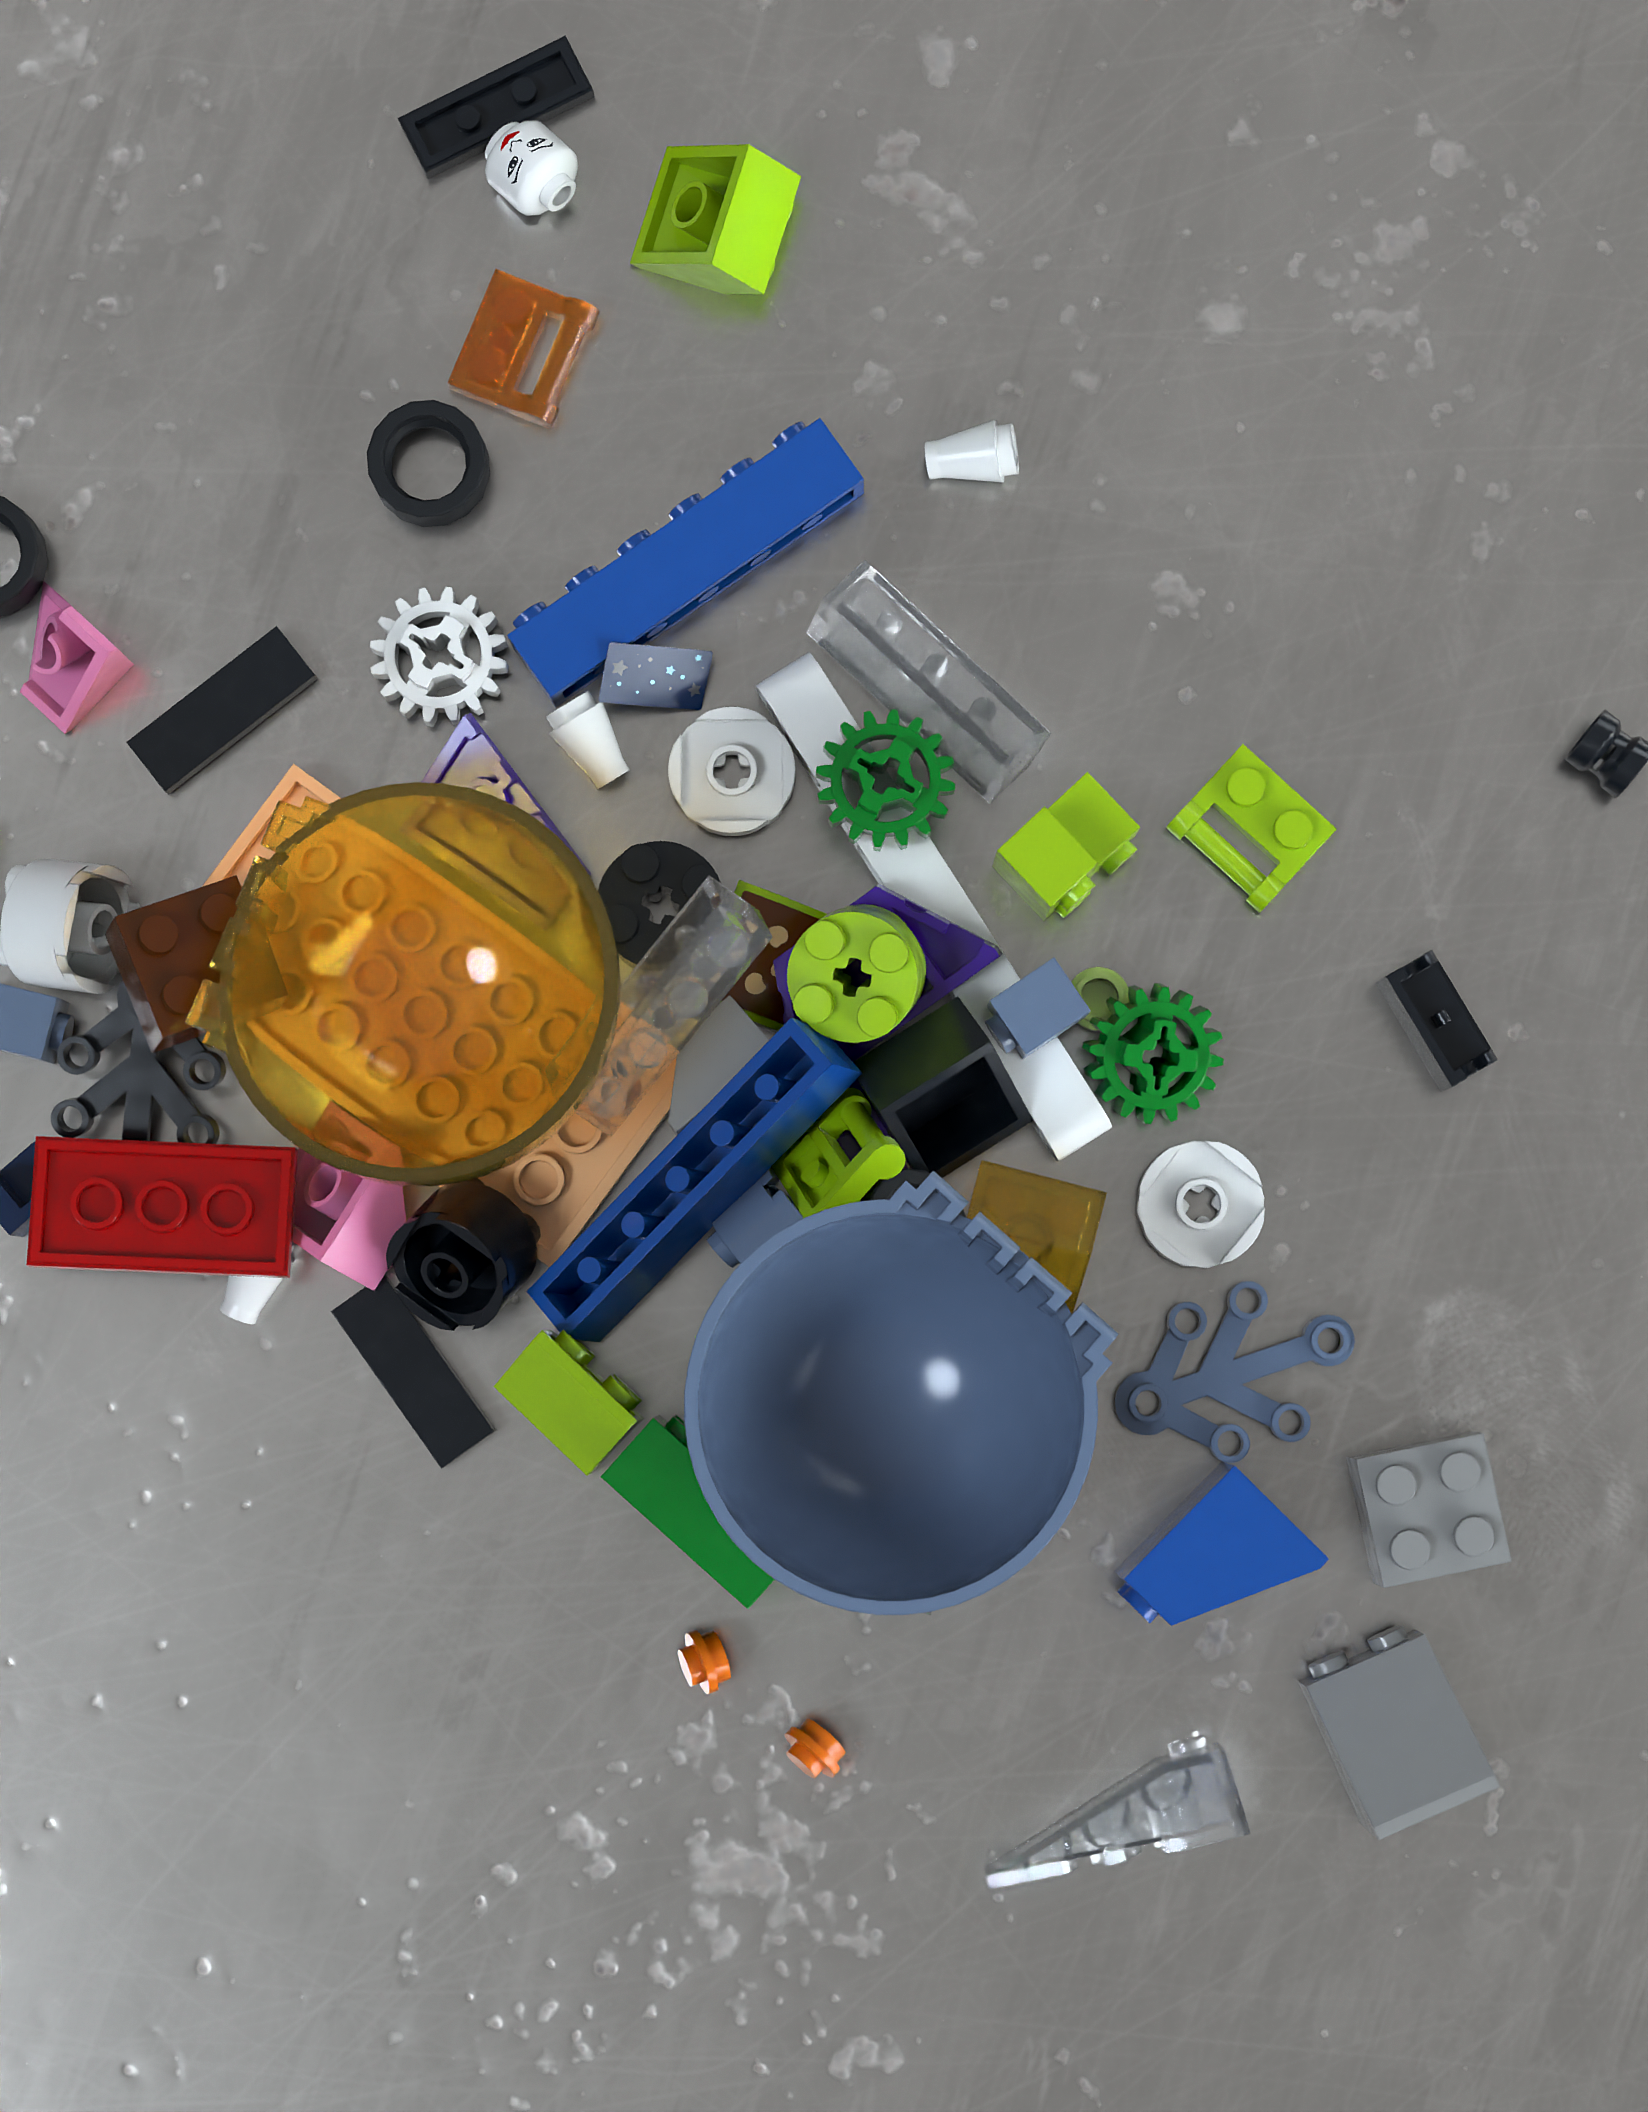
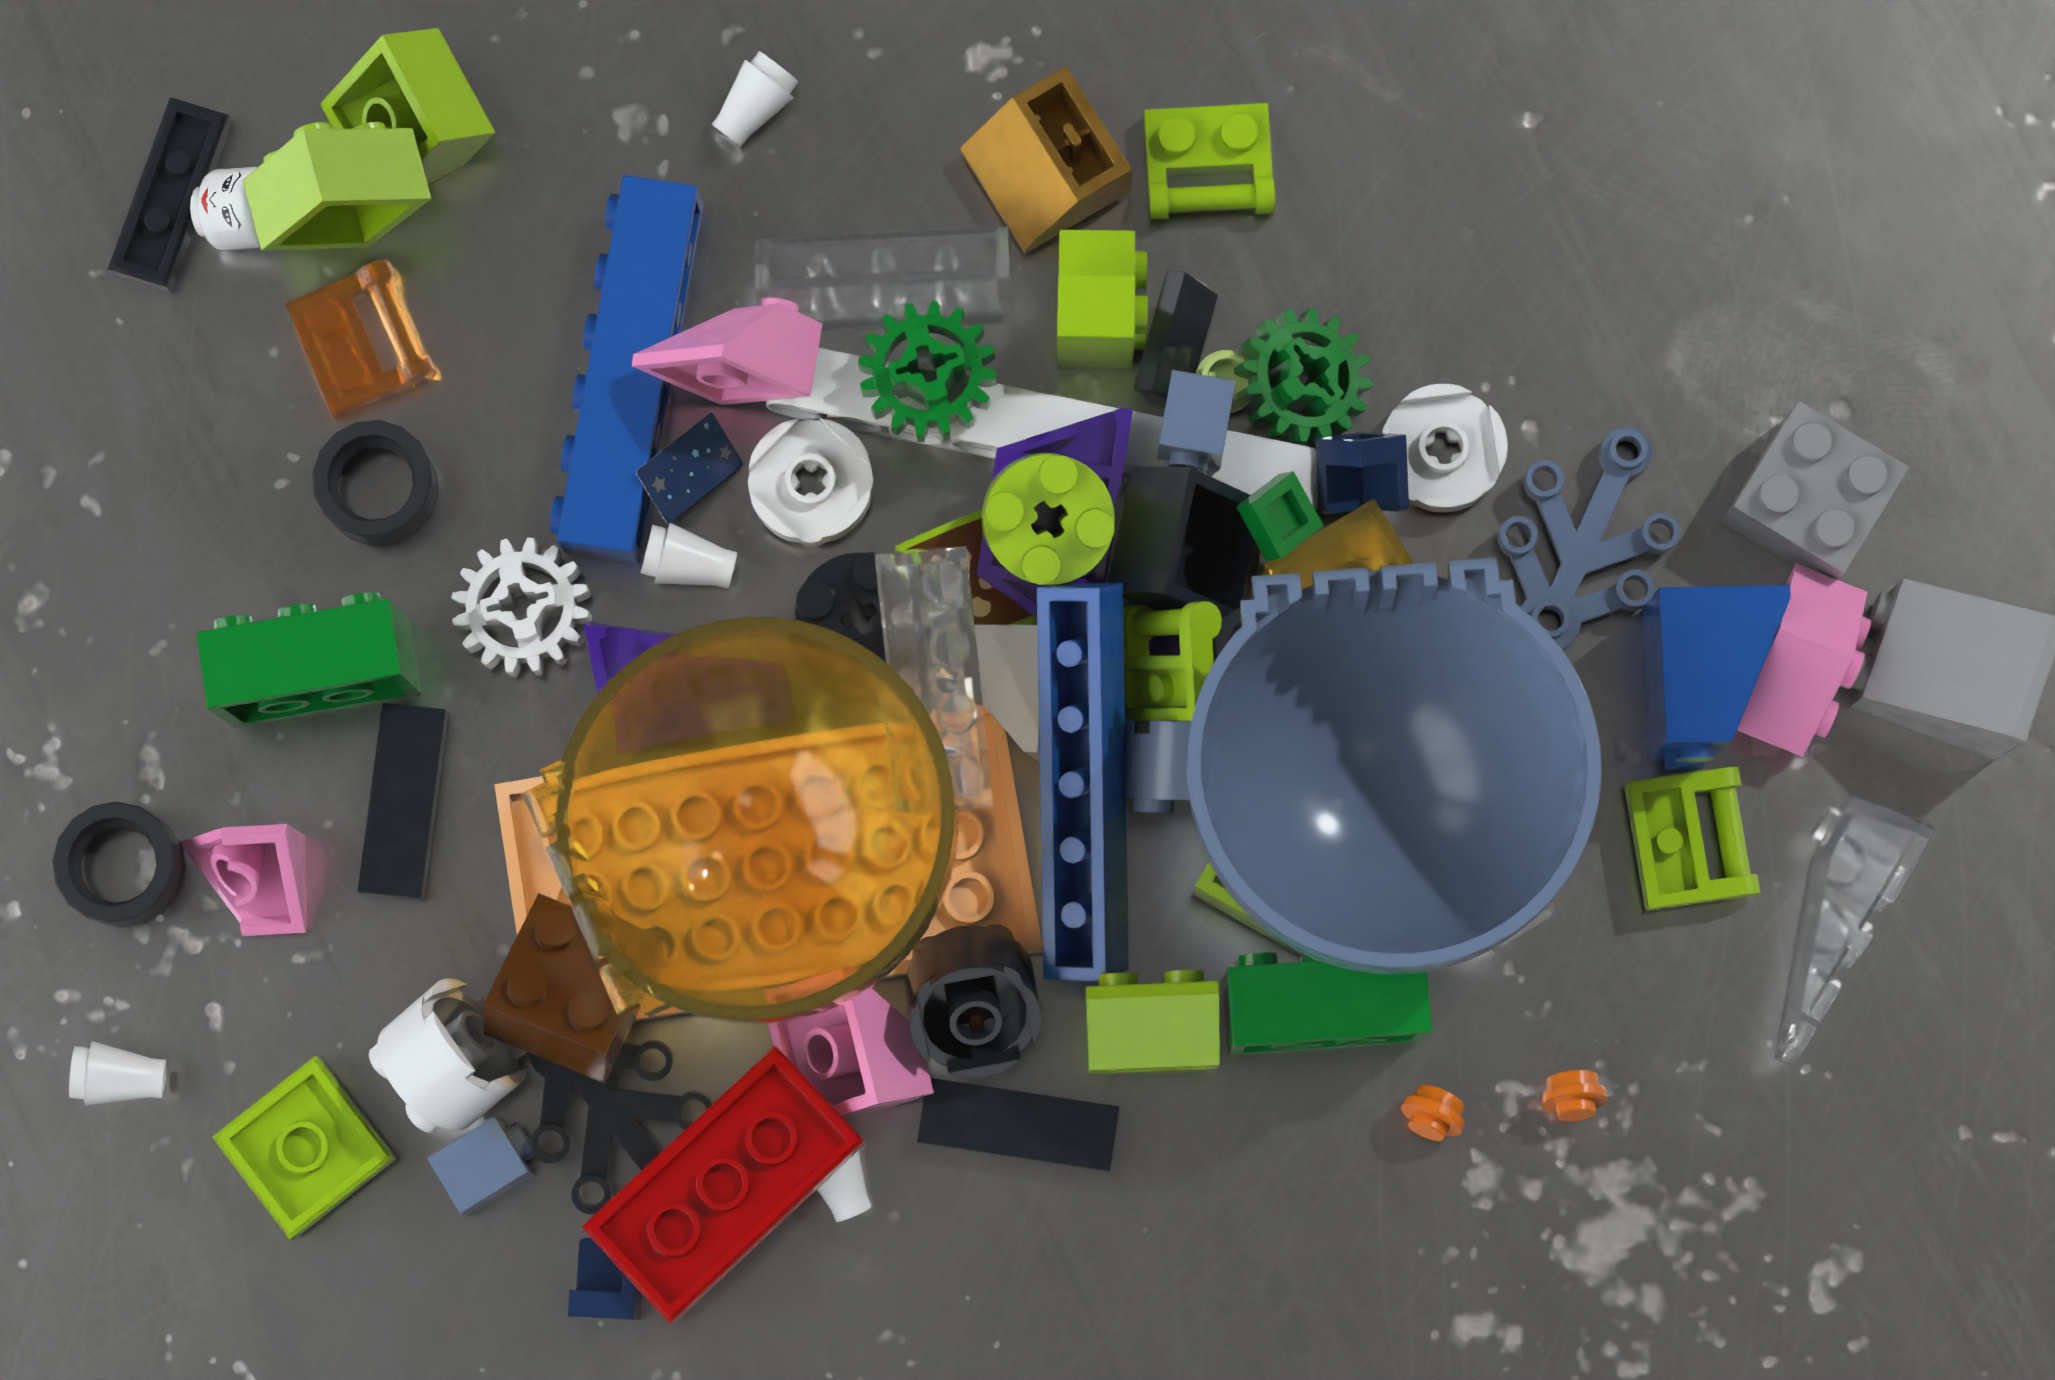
camera: 45 degrees left, 5 degrees down
(251, 544) = (308, 660): none -> green brick
(607, 223) = (336, 187): none -> lime piece
(769, 633) = (740, 355): none -> bright pink slope
(1026, 1137) = (1279, 516): none -> green plate
(1069, 1644) = (1671, 840): none -> lime plate
(1094, 930) = (1175, 334): none -> black tile
(1122, 1161) = (1362, 468): none -> dark blue panel
(1132, 711) = (1047, 160): none -> pearl gold slope
(1296, 1621) = (1808, 662): none -> bright pink brick
(1436, 1021) = (1471, 165): black hinge -> none

